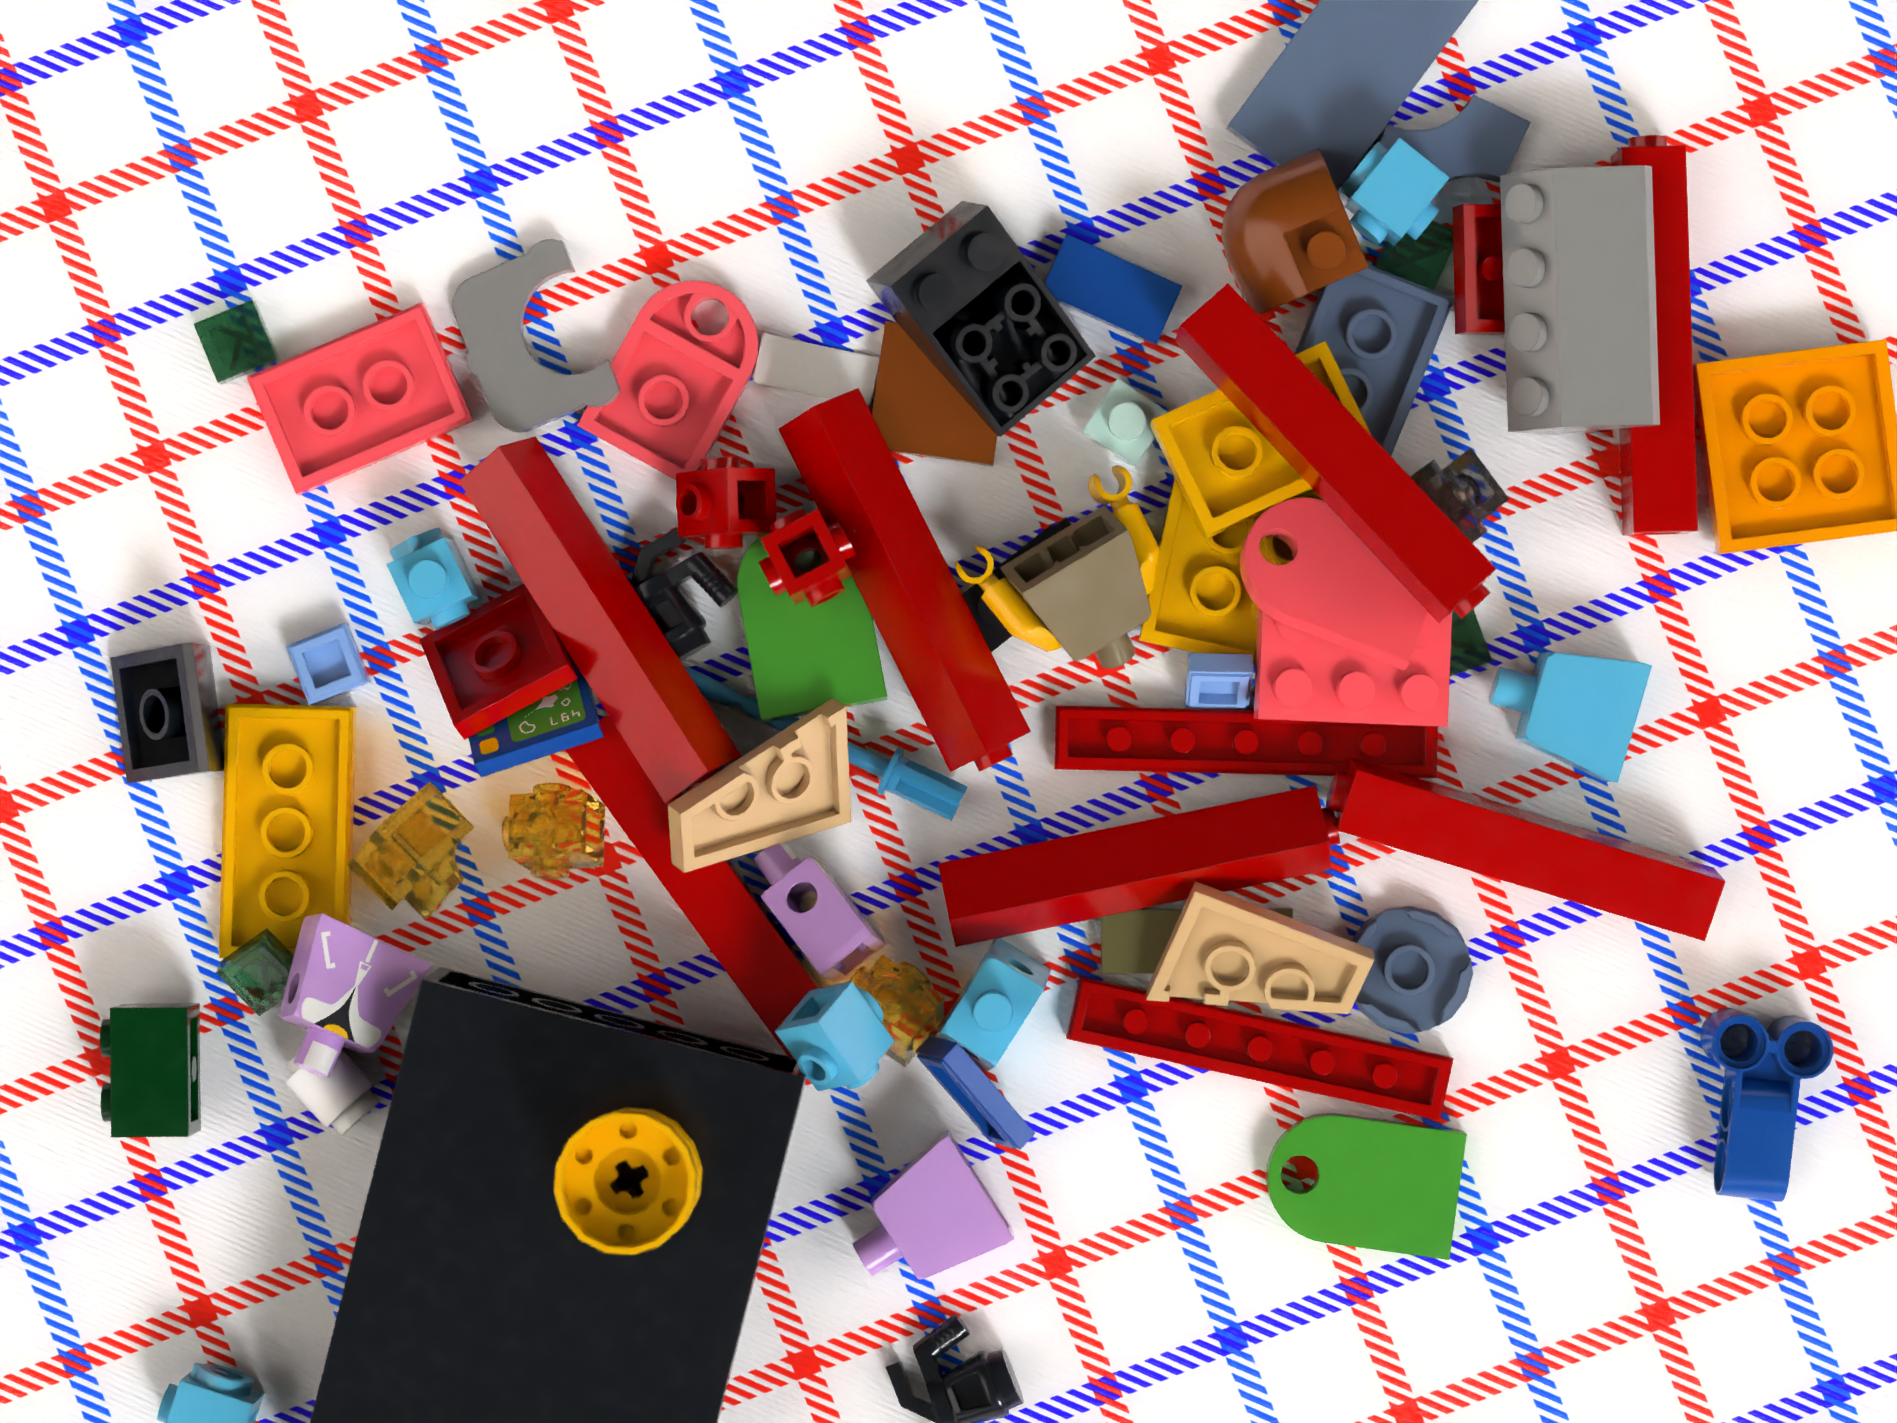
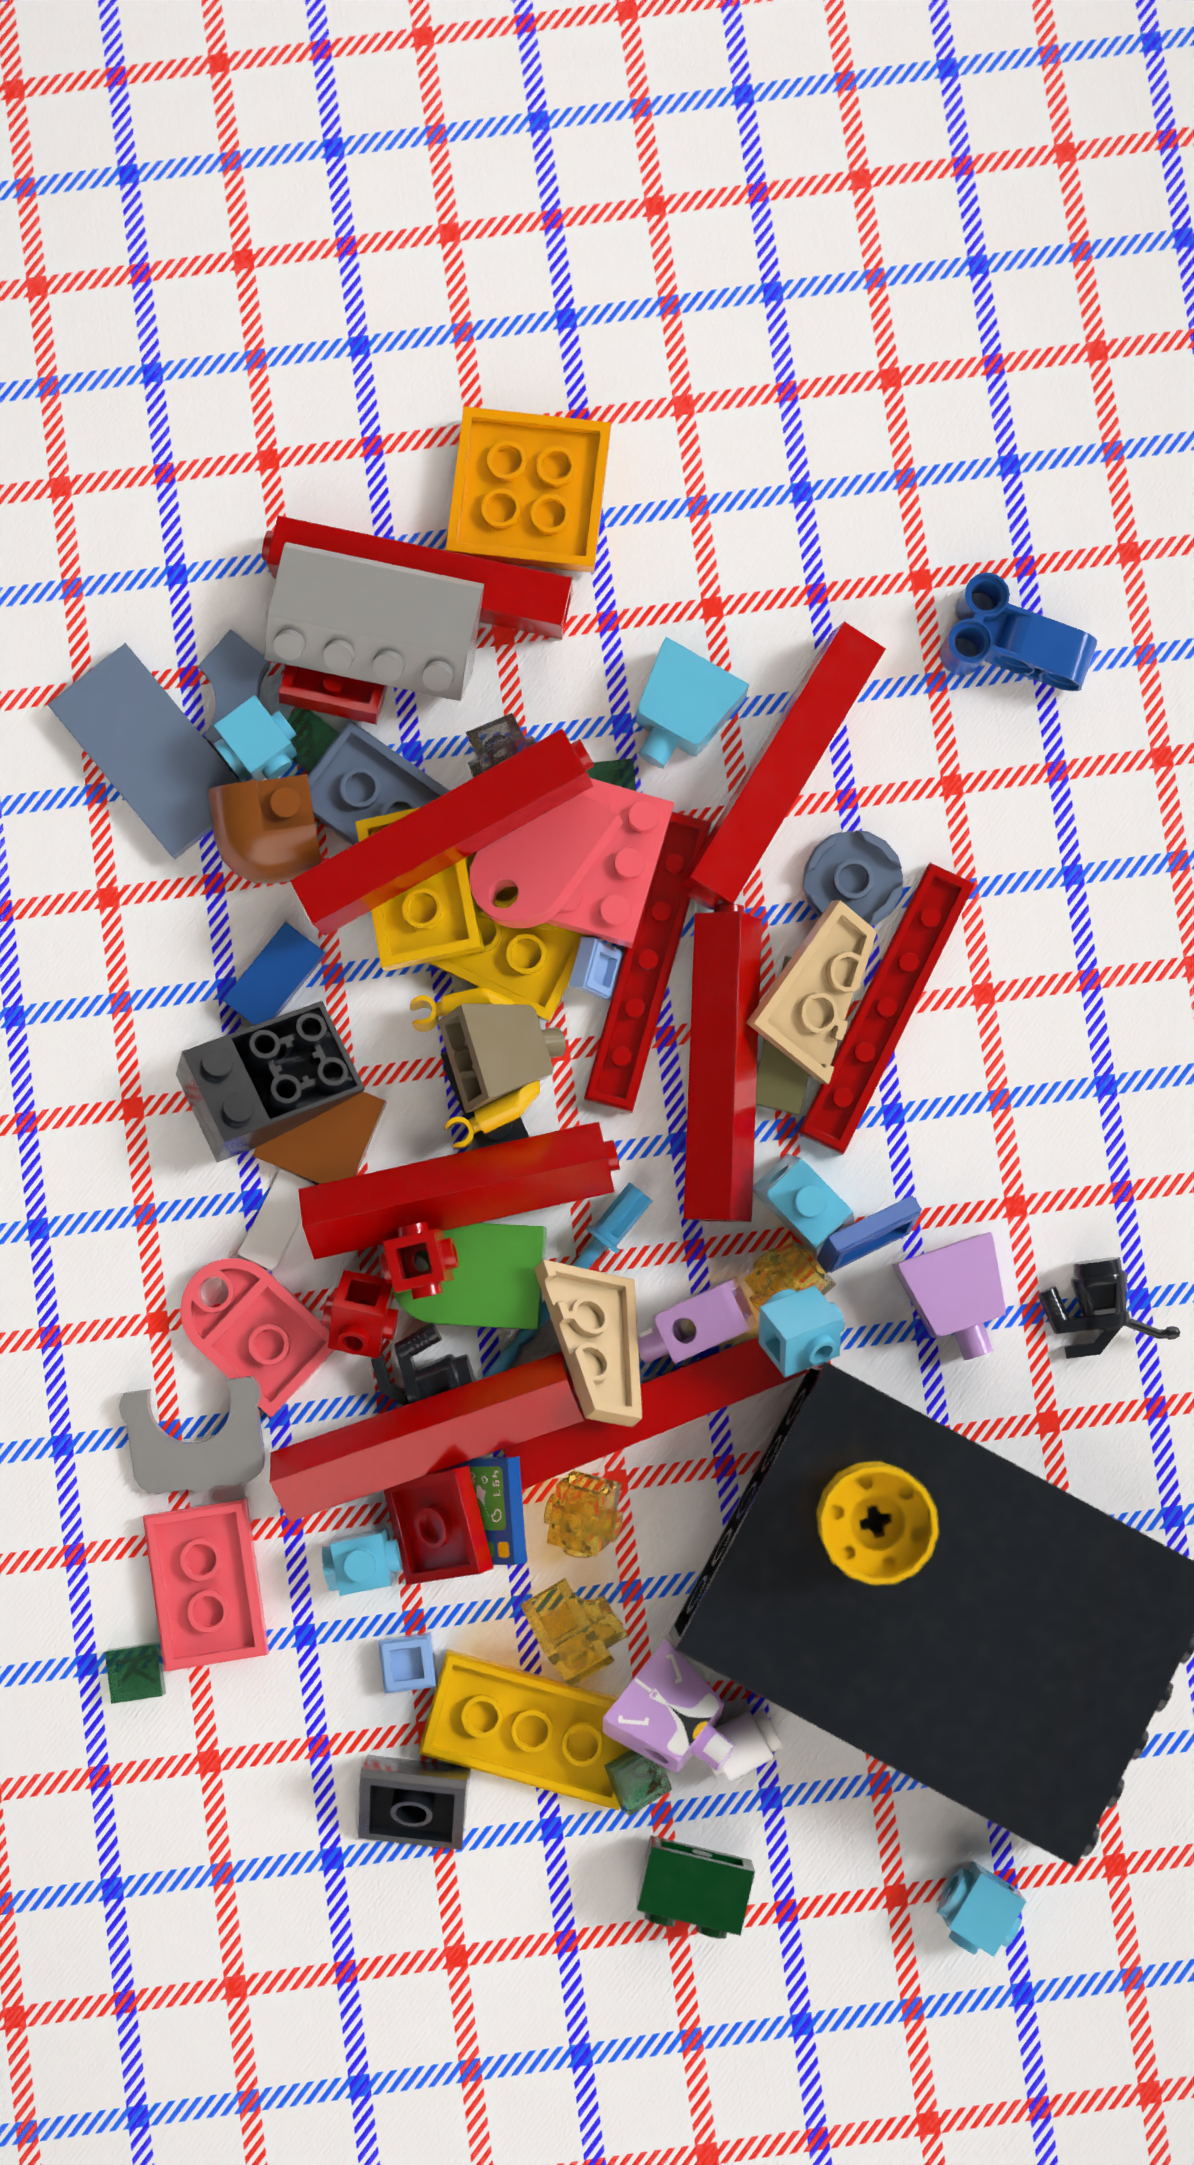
camera: 75 degrees left, 5 degrees down
(1124, 423) = (379, 992): light aqua plate -> none
(1374, 1183) = (1011, 946): bright green tile -> none

